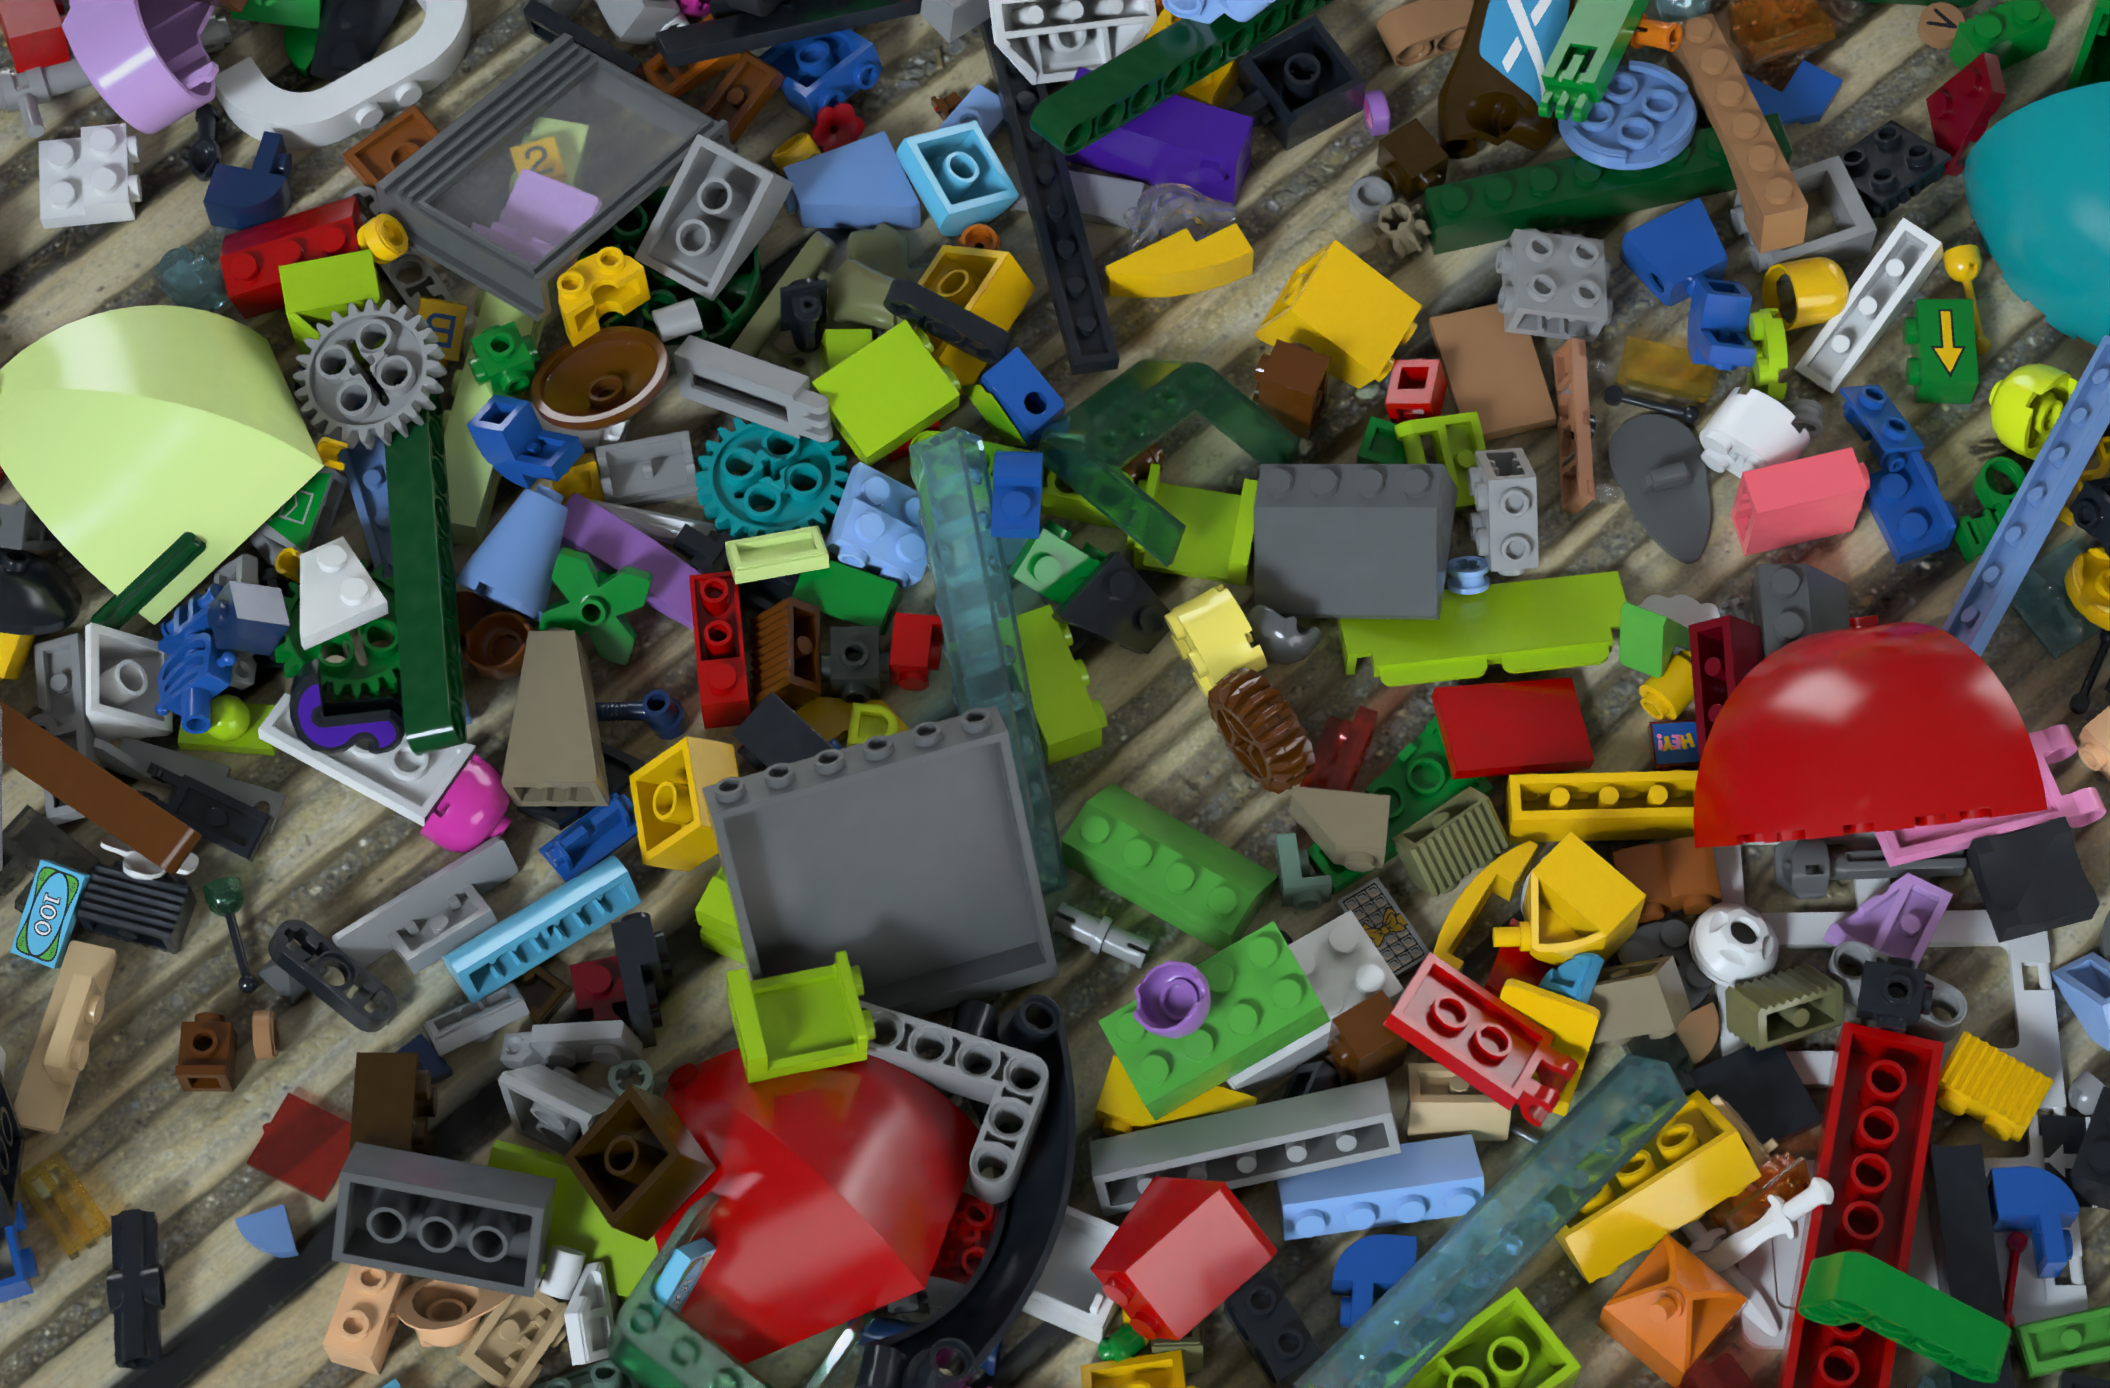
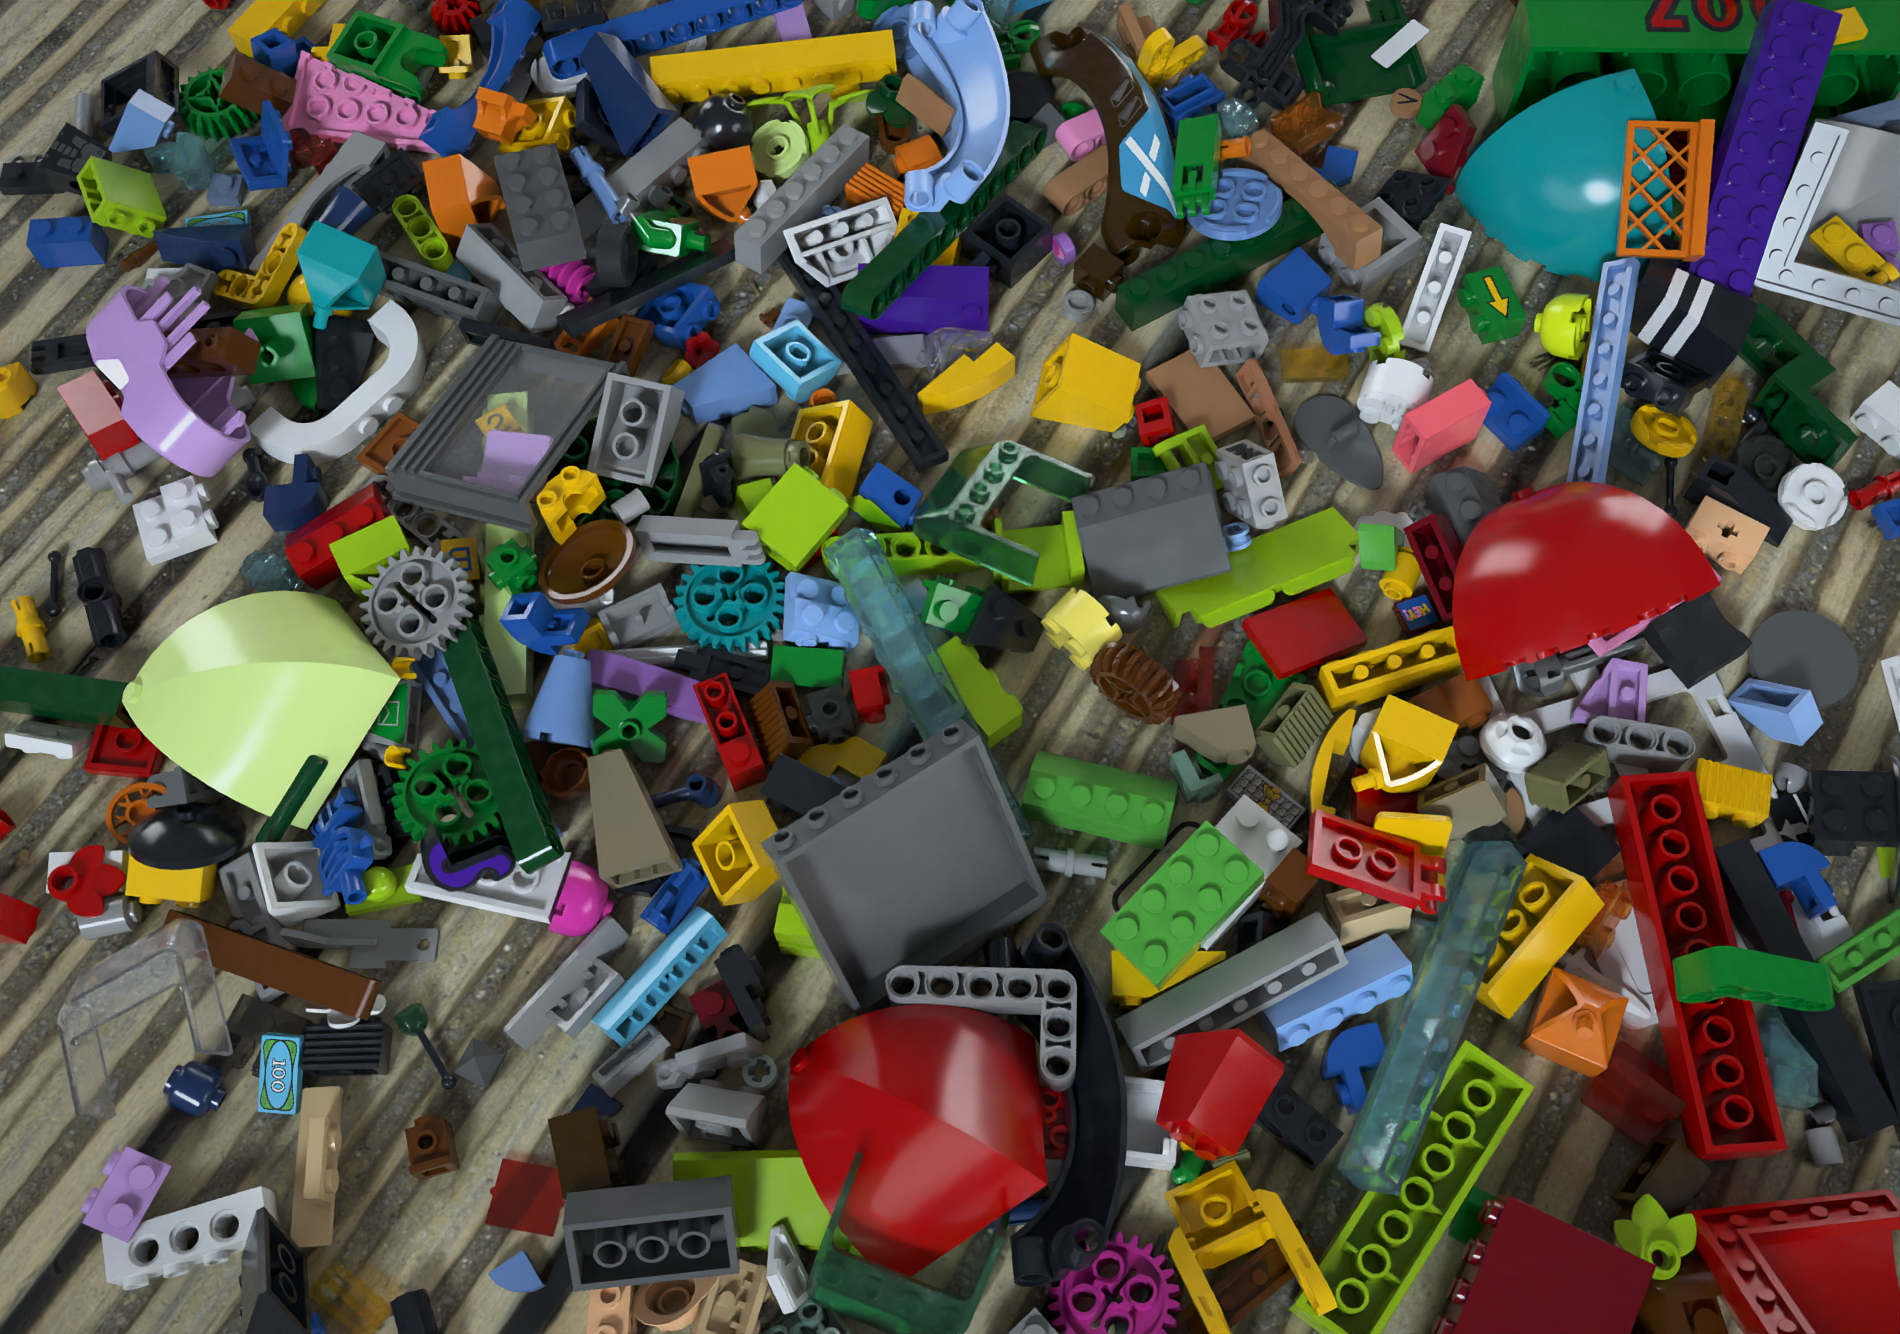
camera: 15 degrees left, 0 degrees up
(213, 813) = (385, 960): black hinge -> none
(248, 618) = (373, 806): dark blue brick -> none
(265, 1034) = (472, 1119): medium nougat tile -> none
(330, 955) = (515, 1074): black beam -> none
(335, 593) = (435, 770): white wing -> none
(384, 237) = (401, 504): yellow tile -> none
(562, 1271) = (754, 1242): white hinge -> none
(639, 1163) = (792, 1145): dark brown brick -> none
(683, 1272) = (852, 1221): medium azure tile -> none
(777, 554) = (751, 653): yellowish green tile -> none
(799, 1019) = (879, 994): lime panel -> none
(870, 721) = (857, 759): neon yellow tile -> none
(947, 321) = (824, 456): black beam -> none
(1017, 494) = (911, 563): blue brick -> none
(1172, 1000) = (1156, 901): medium lavender hair -> none
(1292, 386) = (1073, 438): reddish brown brick -> none
(1401, 228) = (1110, 310): dark tan gear -> none
(1574, 977) = (1421, 798): dark azure tile -> none
(1615, 395) = (1286, 391): black hinge -> none
(1758, 1152) = (1594, 884): tan piece -> none
(1778, 1220) = (1628, 934): white sword -> none
(1818, 288) = (1398, 283): yellow helmet -> none
(1877, 417) = (1460, 356): blue hinge -> none
(1878, 1005) = (1649, 746): black brick -> none
(1964, 265) = (1482, 247): yellow hinge -> none

